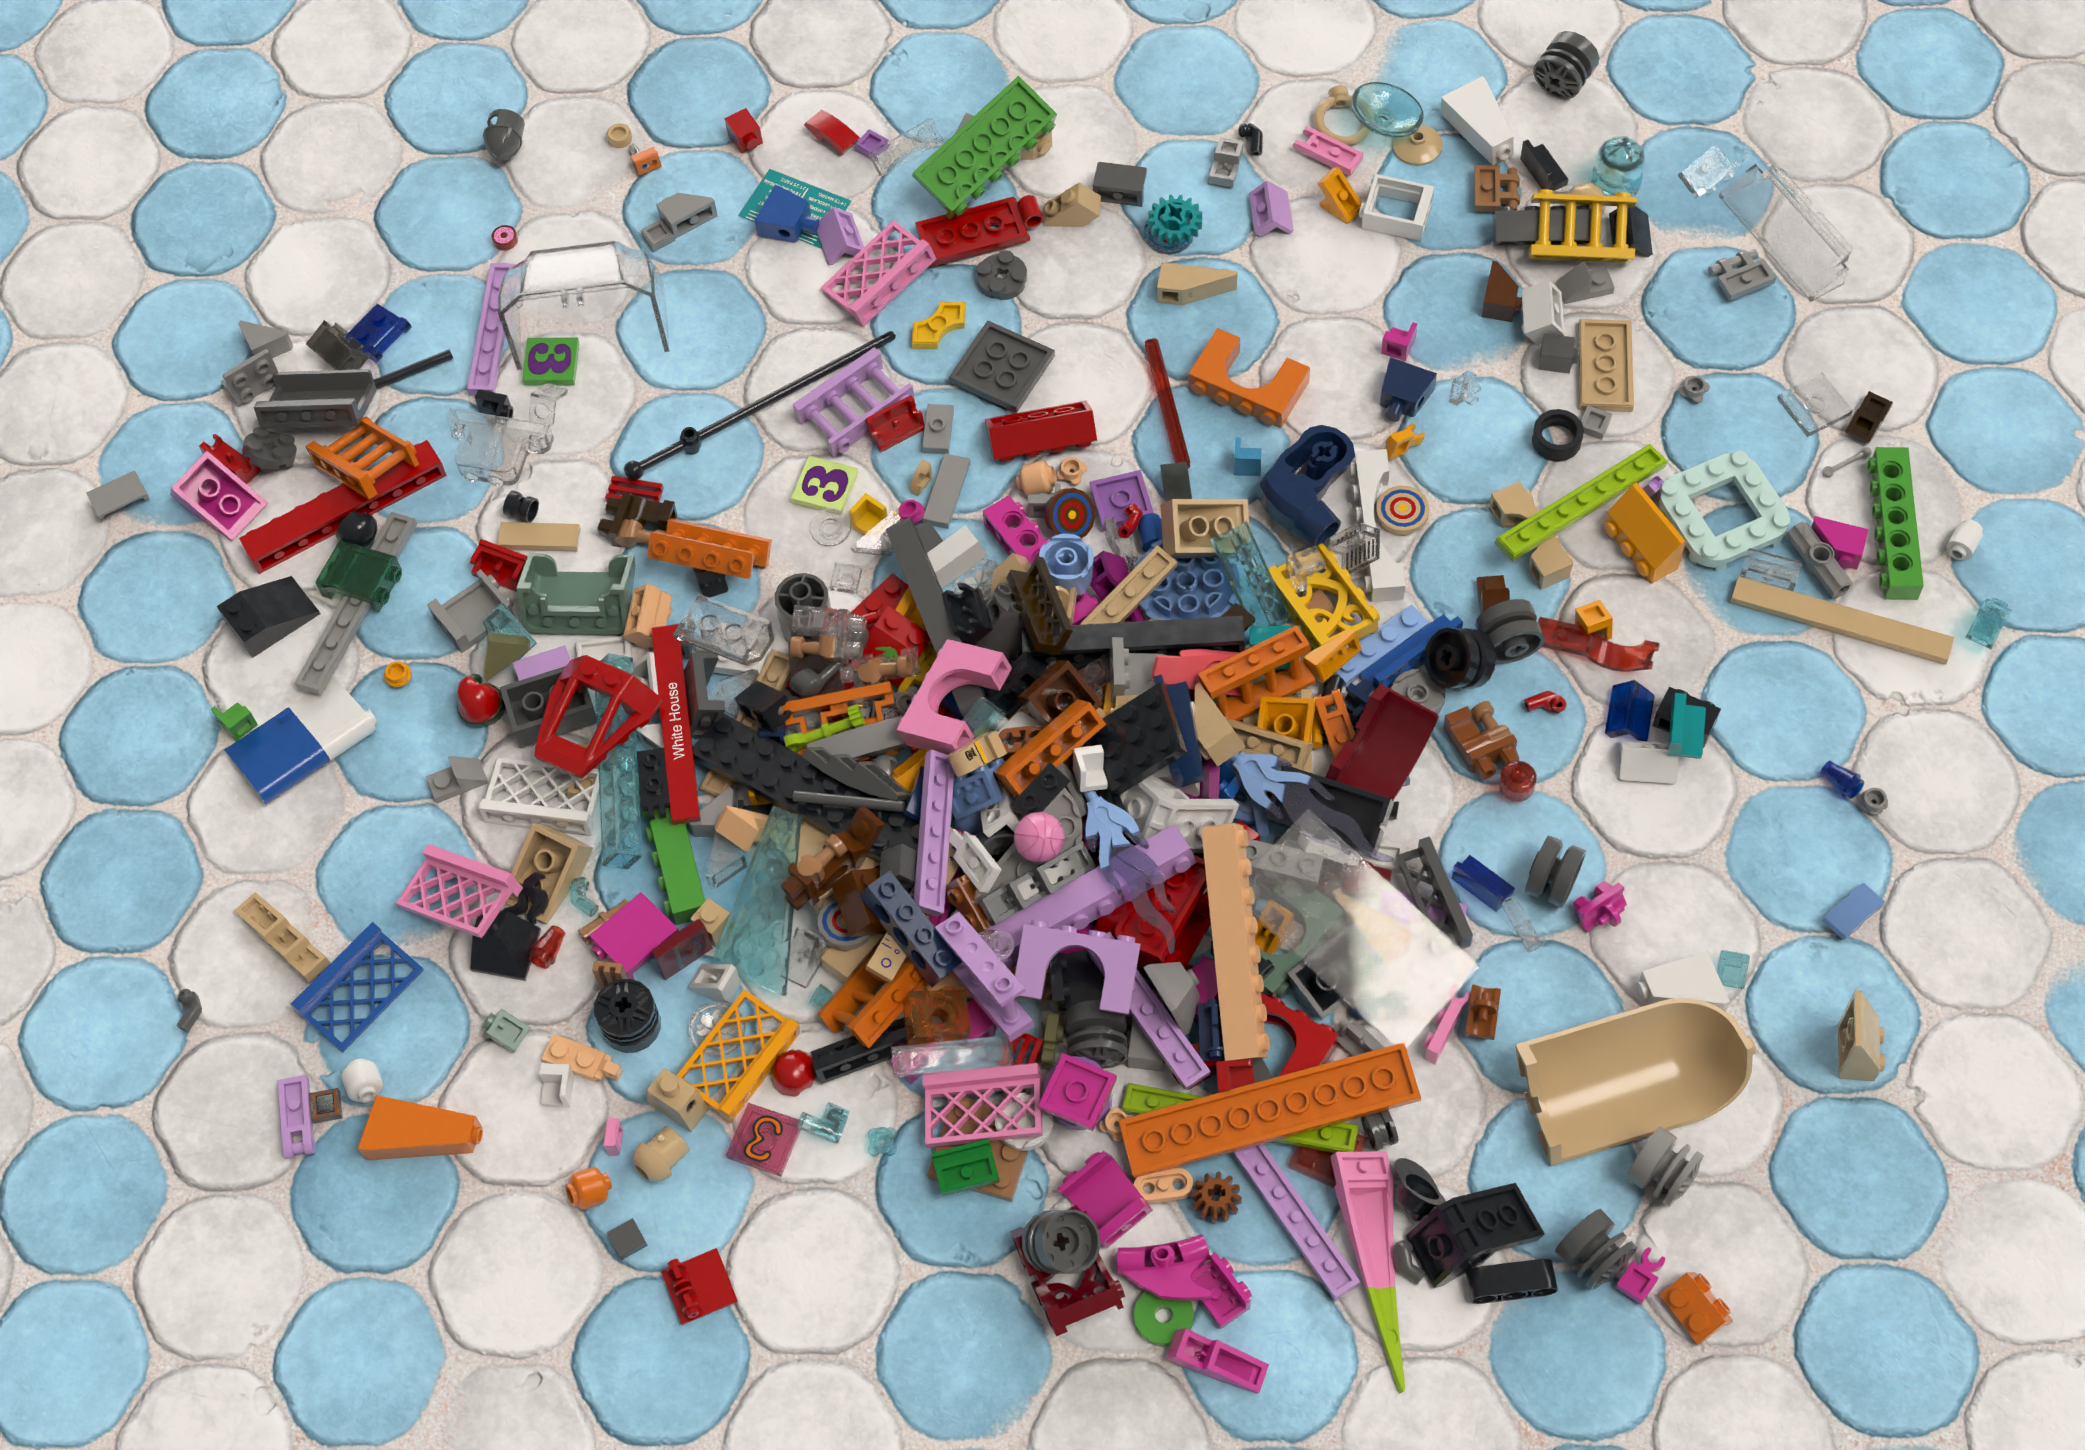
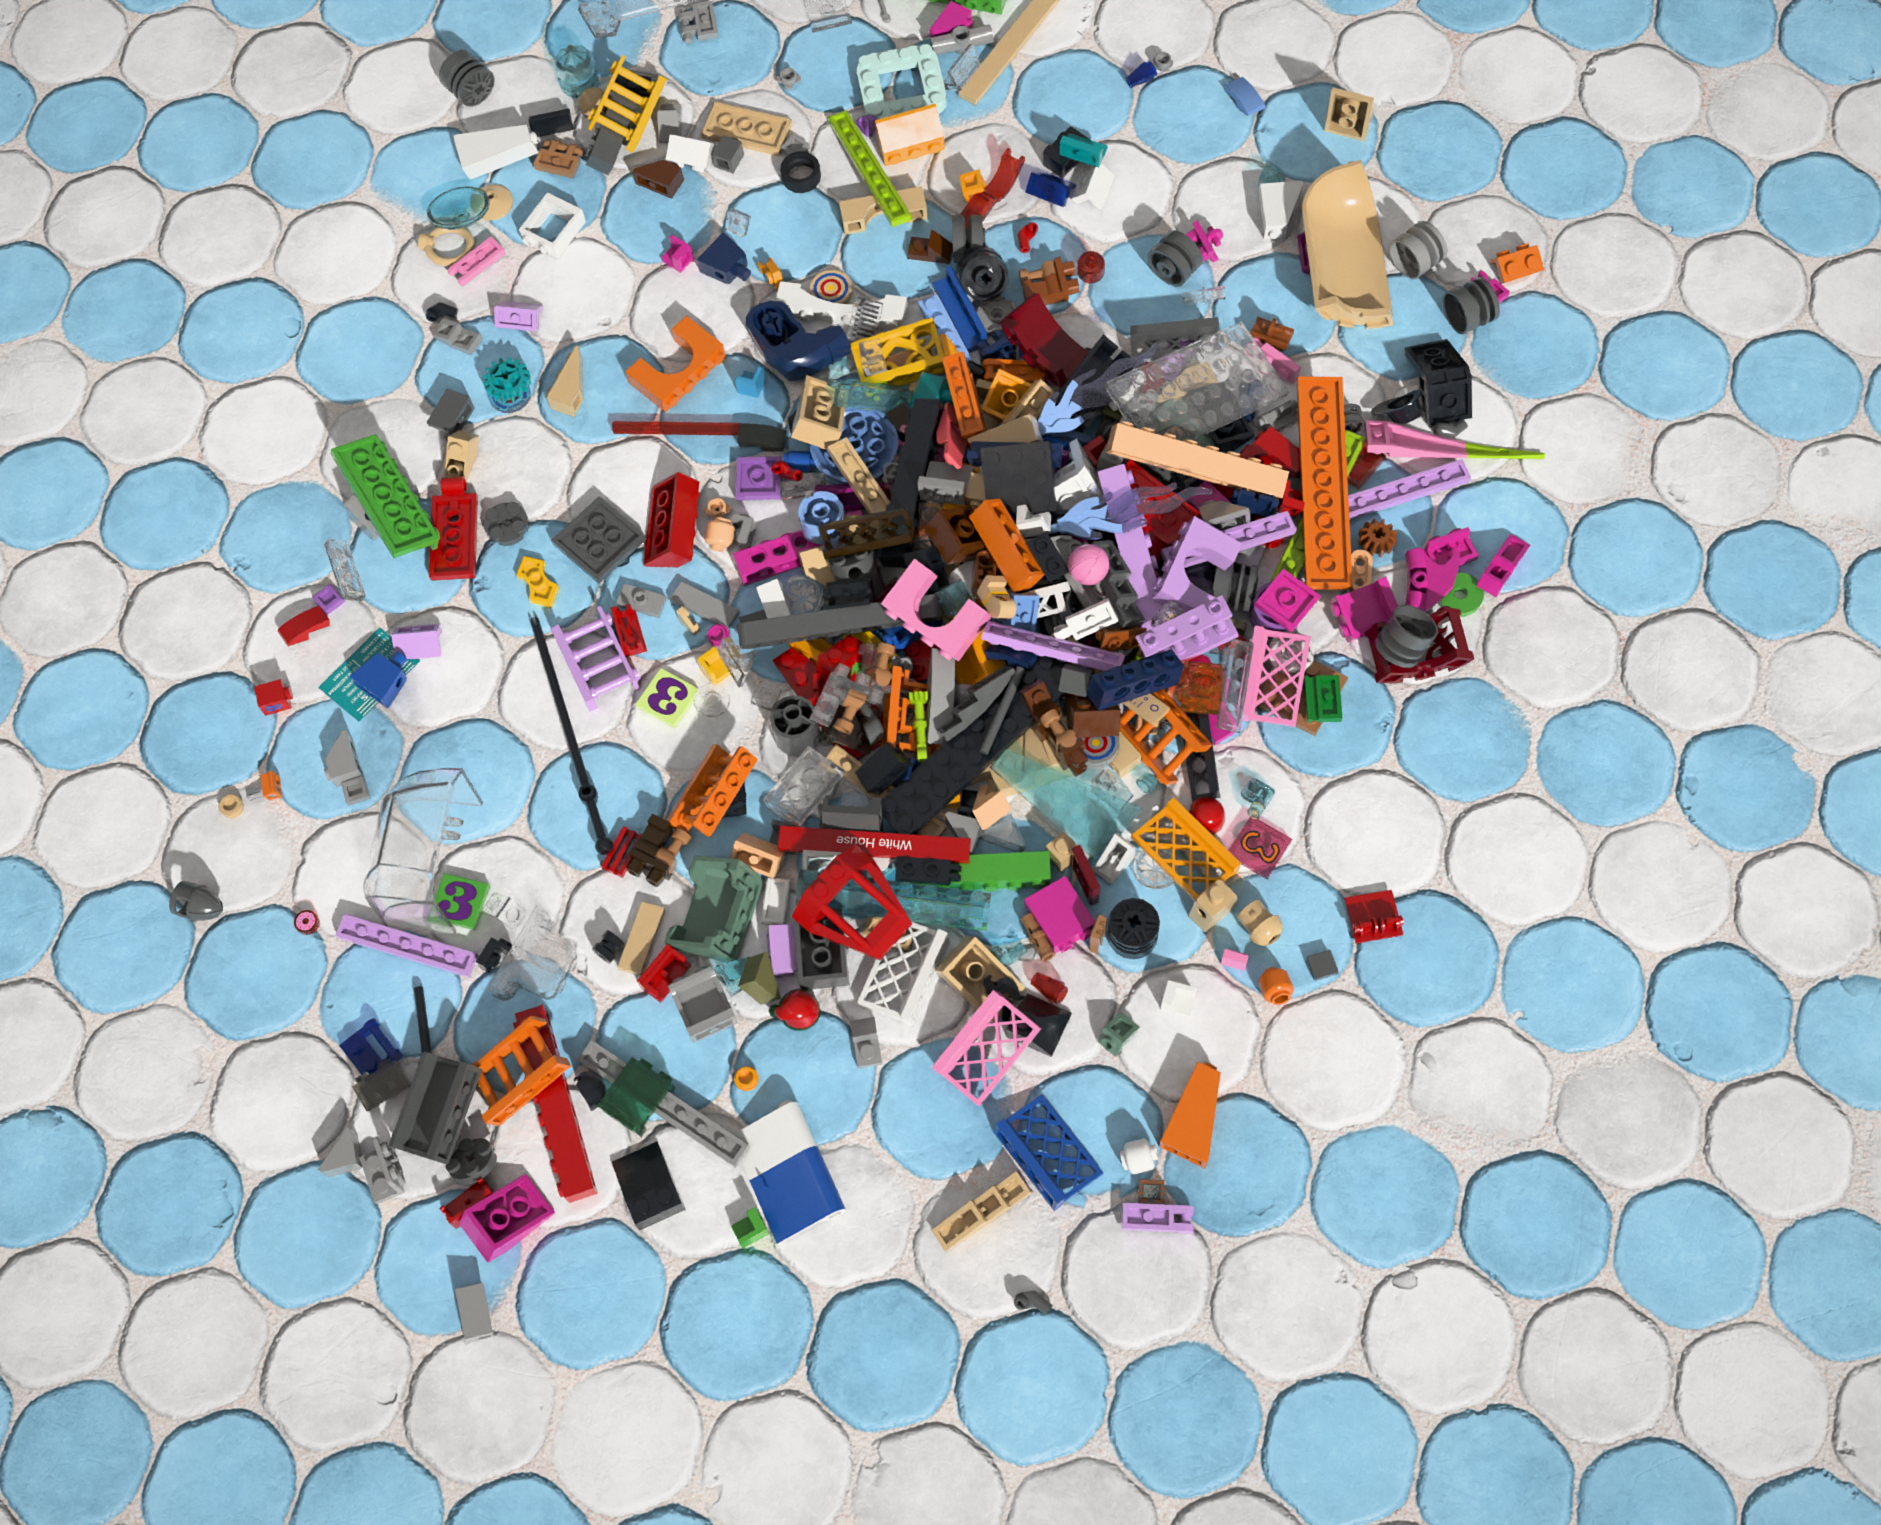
camera: 75 degrees left, 5 degrees up
(584, 1060) = (1156, 978): light nougat hinge -> none
(882, 1133) = (1282, 755): clear light blue plate -> none
(890, 281) = (486, 604): bright pink fence -> none
(1070, 512) = (764, 514): reddish brown tile -> none
(1339, 195) = (526, 263): light orange slope -> none
(1482, 882) = (1165, 310): clear blue panel -> none
(1511, 1281) = (1479, 362): black beam -> none

